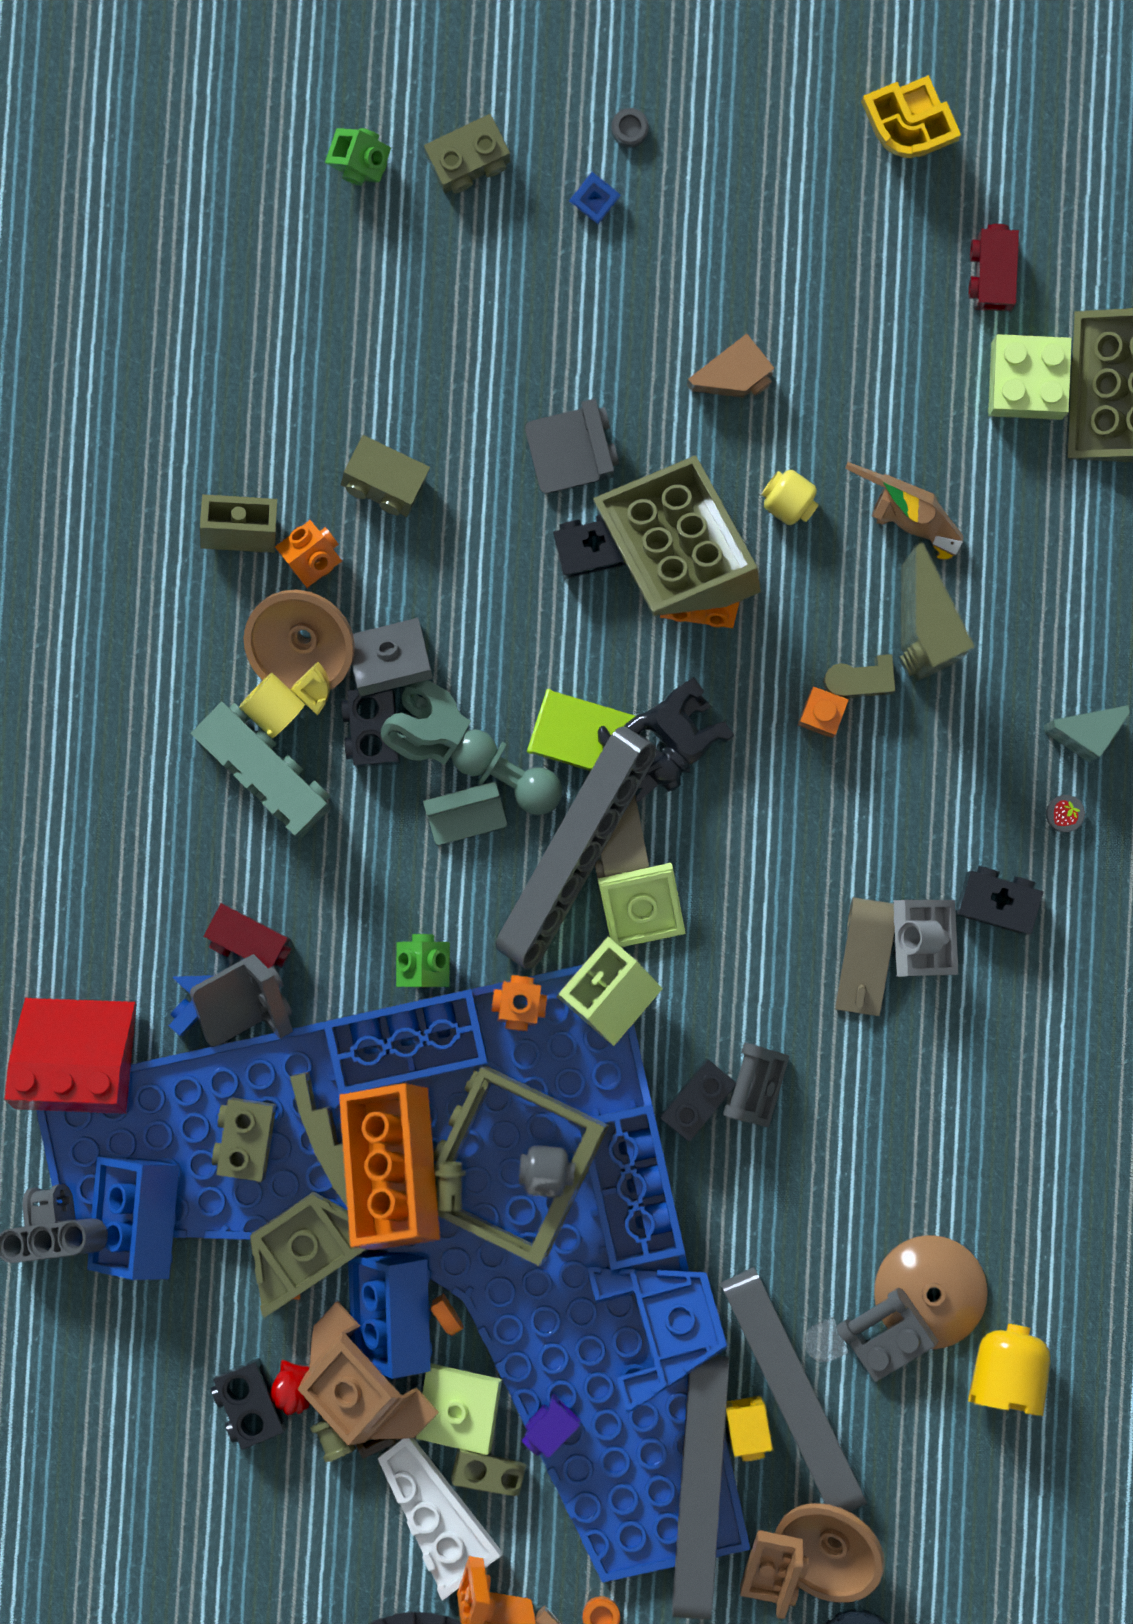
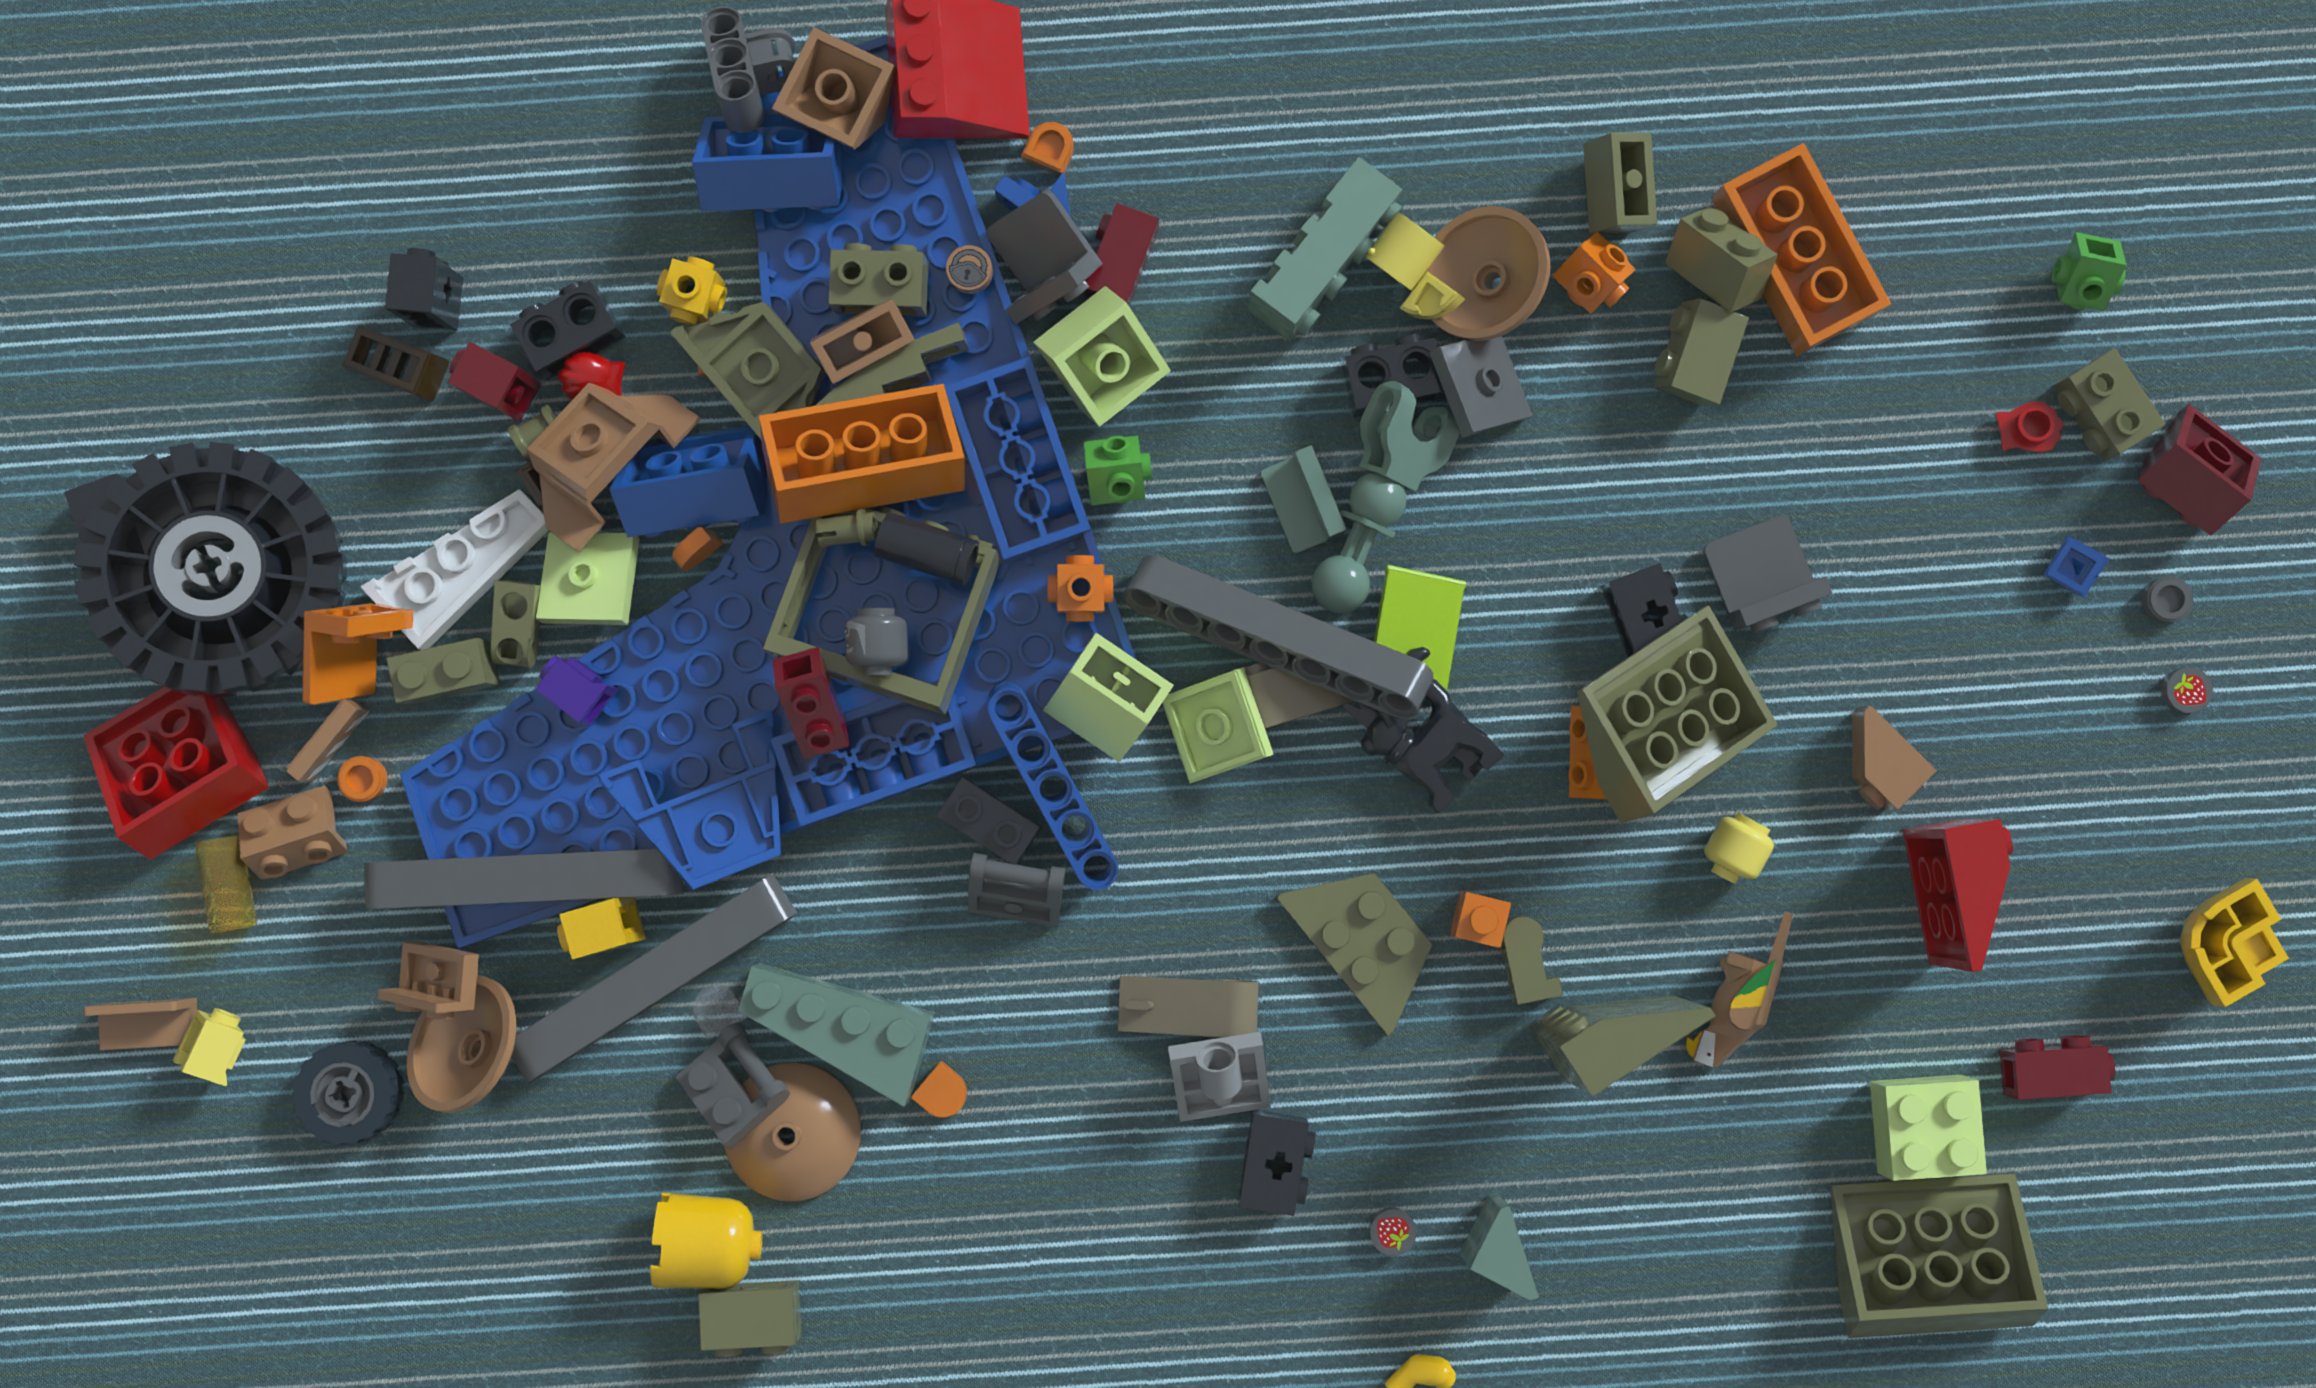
camera: 85 degrees right, 0 degrees up
(84, 1155) = (837, 90): none -> medium nougat slope
(146, 986) = (1049, 147): none -> orange tile
(203, 1518) = (423, 290): none -> black brick
(238, 1283) = (701, 303): none -> yellow brick
(243, 1063) = (969, 269): none -> tile
(269, 1531) = (421, 376): none -> dark brown slope
(287, 1468) = (493, 381): none -> dark red brick
(294, 1158) = (861, 340): none -> medium nougat slope
(311, 385) = (1820, 271): none -> orange brick
(312, 451) = (1721, 258): none -> olive brick
(329, 963) = (1102, 356): none -> yellowish green brick
(474, 1123) = (926, 548): none -> black pin
(477, 218) = (2030, 427): none -> red animal
(521, 1537) = (443, 672): none -> olive brick
(529, 88) = (2200, 471): none -> dark red slope
(588, 1231) = (810, 702): none -> dark red brick
(693, 1045) = (1058, 807): none -> blue beam
(704, 122) = (2186, 690): none -> tile
(829, 807) = (1364, 940): none -> olive wing
(836, 329) = (1958, 886): none -> red slope
(852, 1235) = (850, 1029): none -> sand green wedge
(912, 1165) = (942, 1092): none -> orange tile
(1076, 1340) = (750, 1317): none -> olive brick

